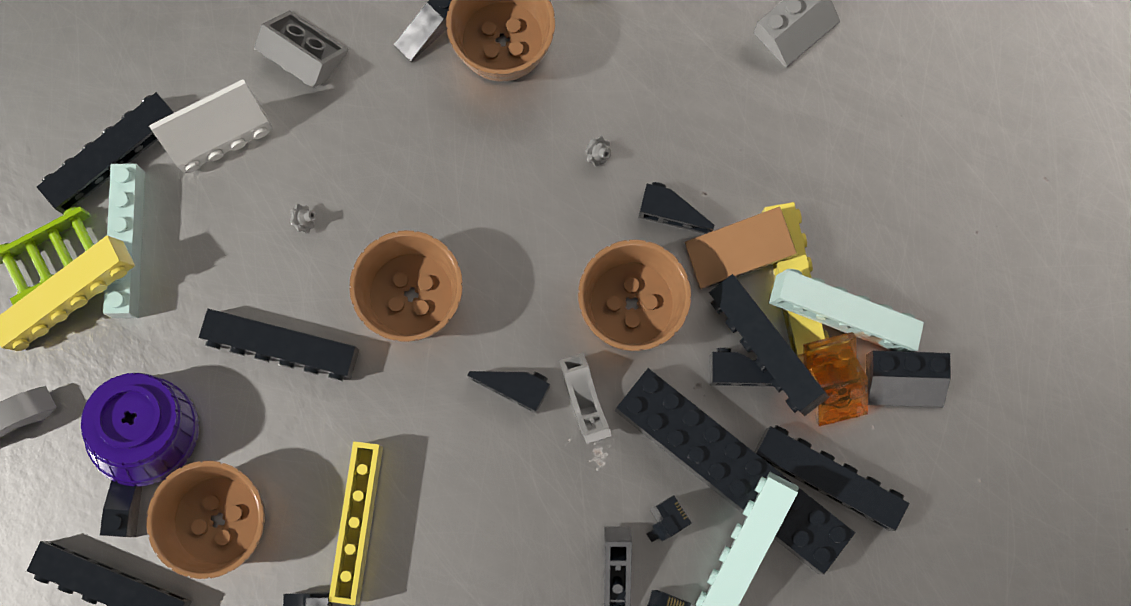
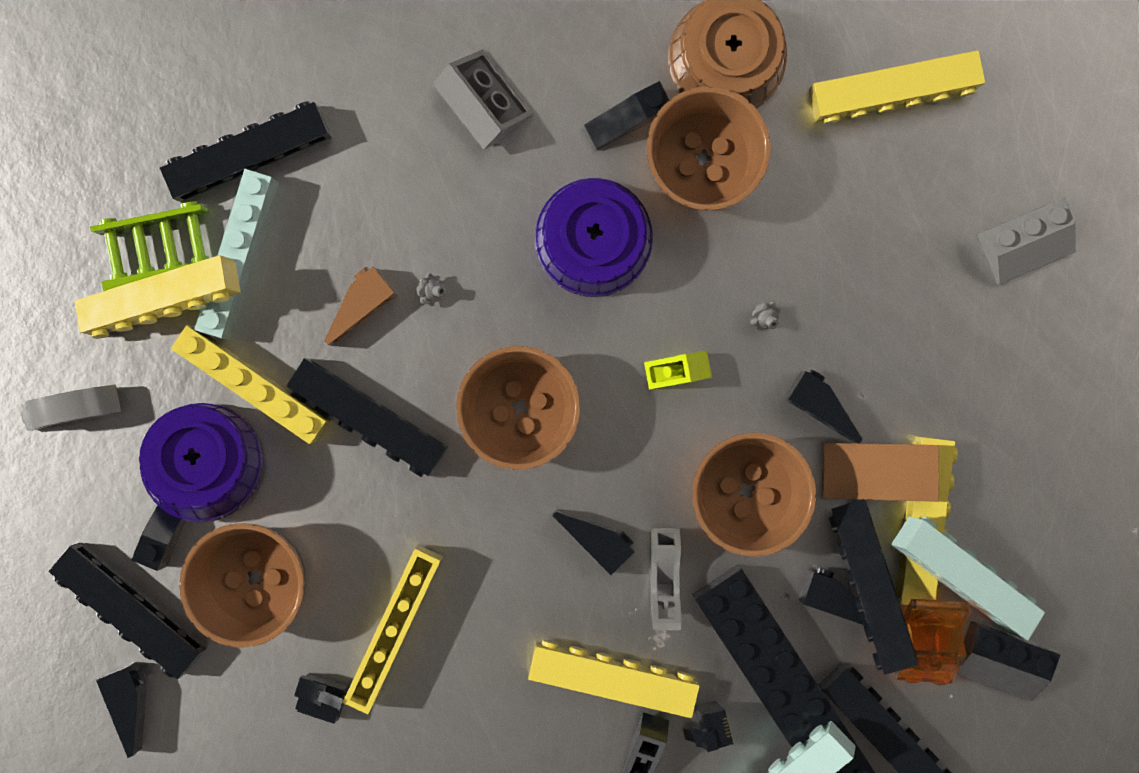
camera: 20 degrees right, 10 degrees up
(167, 347) = (250, 384): none -> light yellow brick
(212, 127) = (363, 164): white slope -> none
(245, 246) = (361, 301): none -> medium nougat slope
(434, 152) = (586, 264): none -> dark purple piece
(538, 218) = (678, 369): none -> neon yellow slope
(568, 505) = (614, 679): none -> light yellow brick

